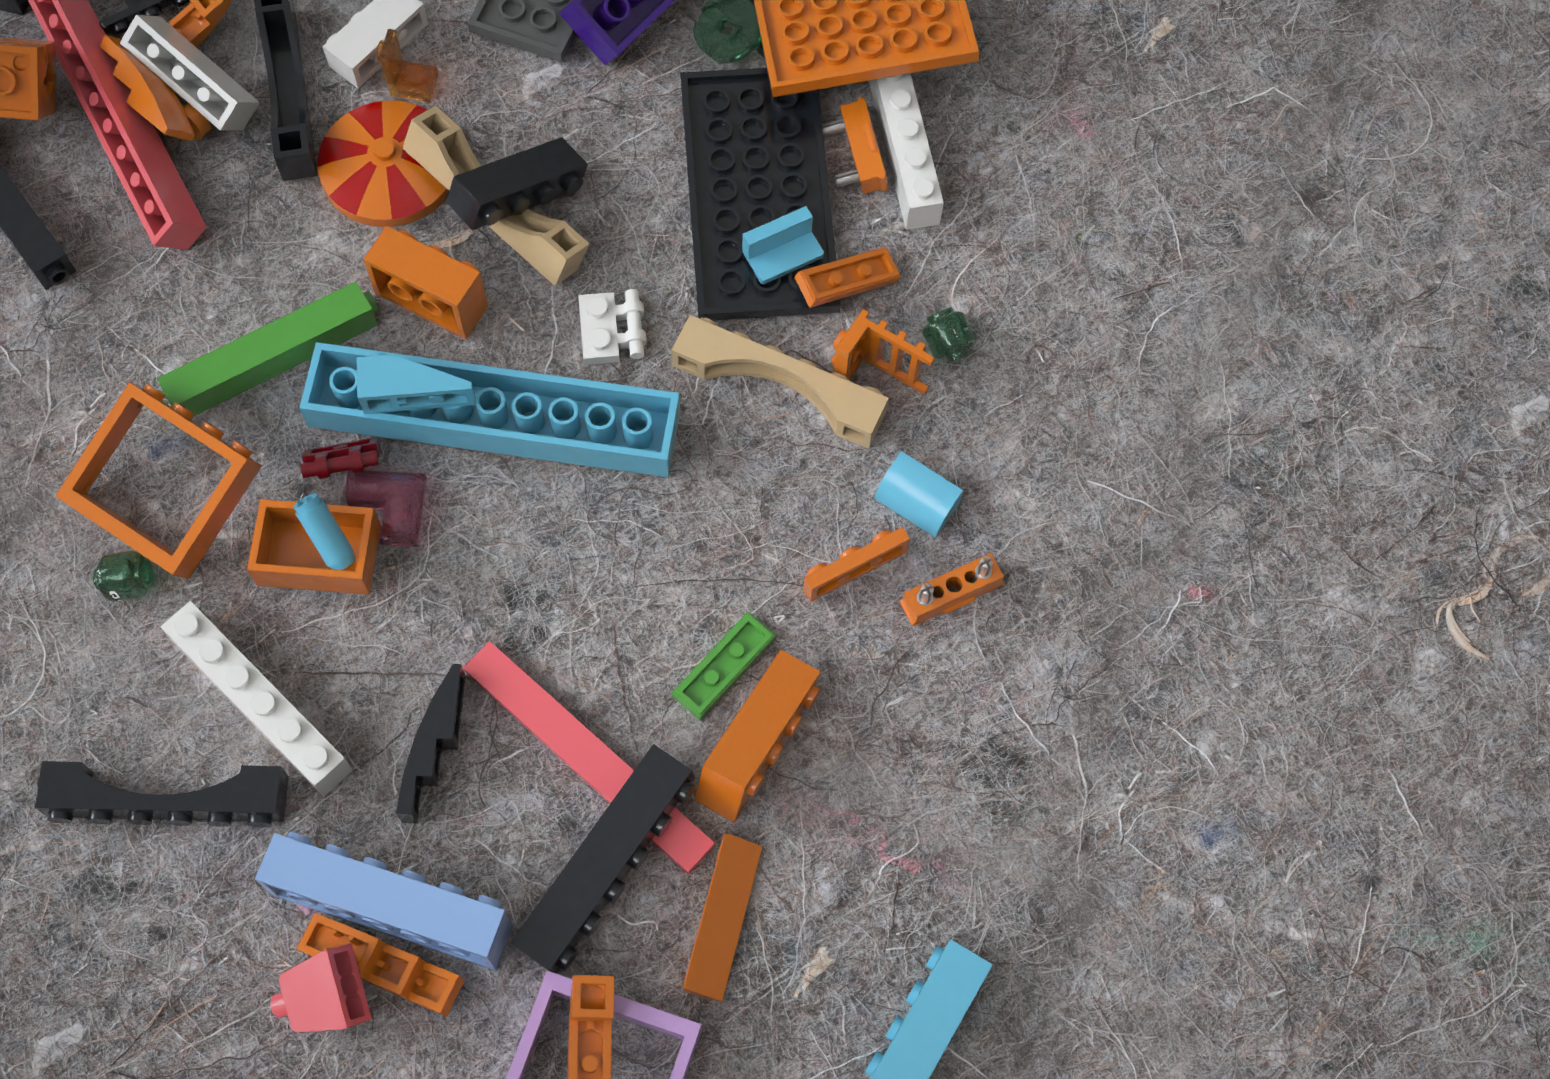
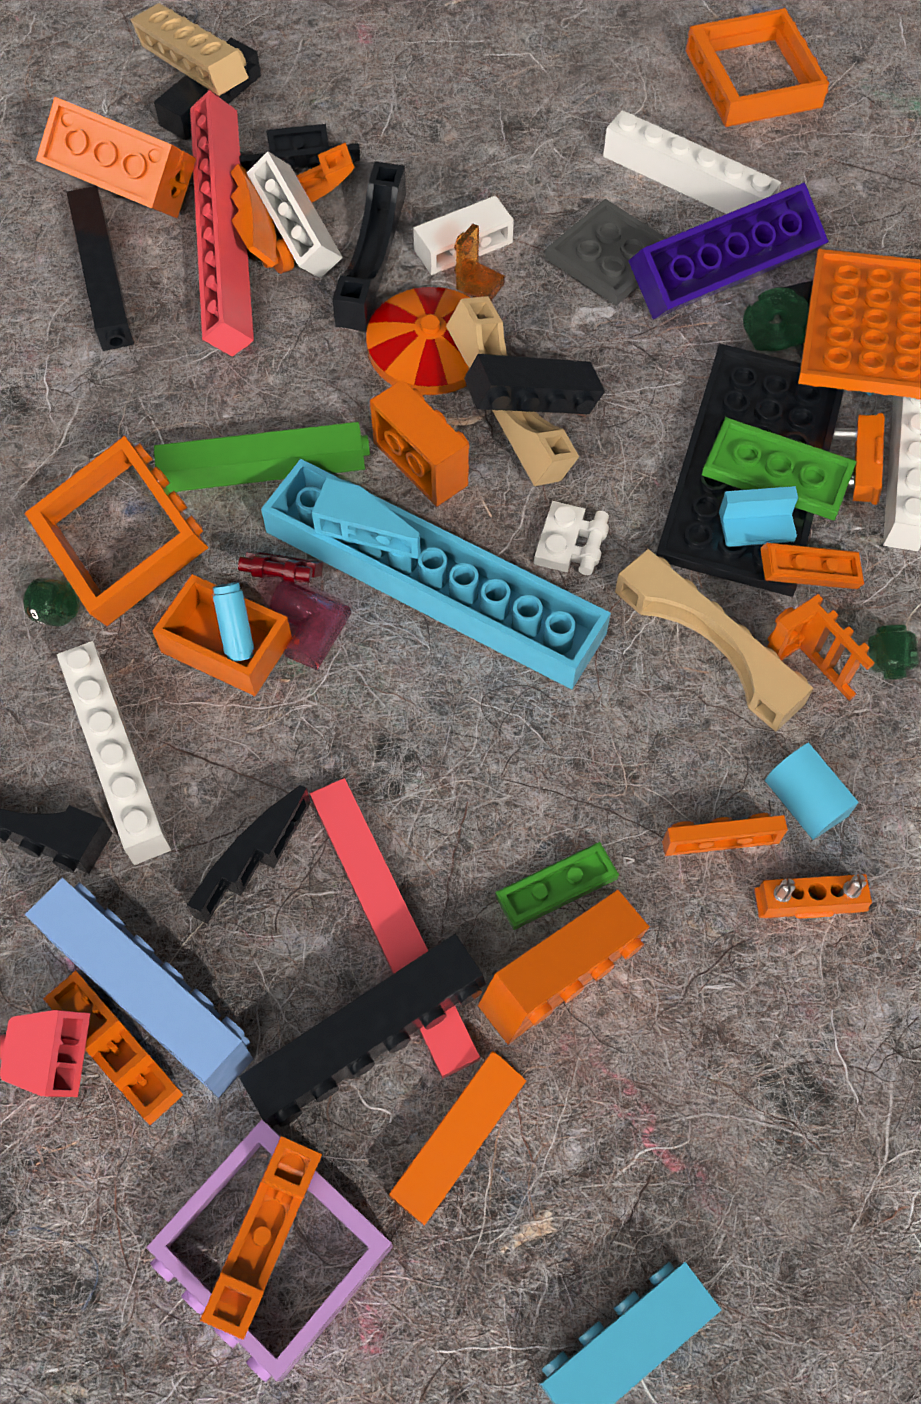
camera: 25 degrees right, 5 degrees down
(777, 184) = (762, 460): none -> bright green tile

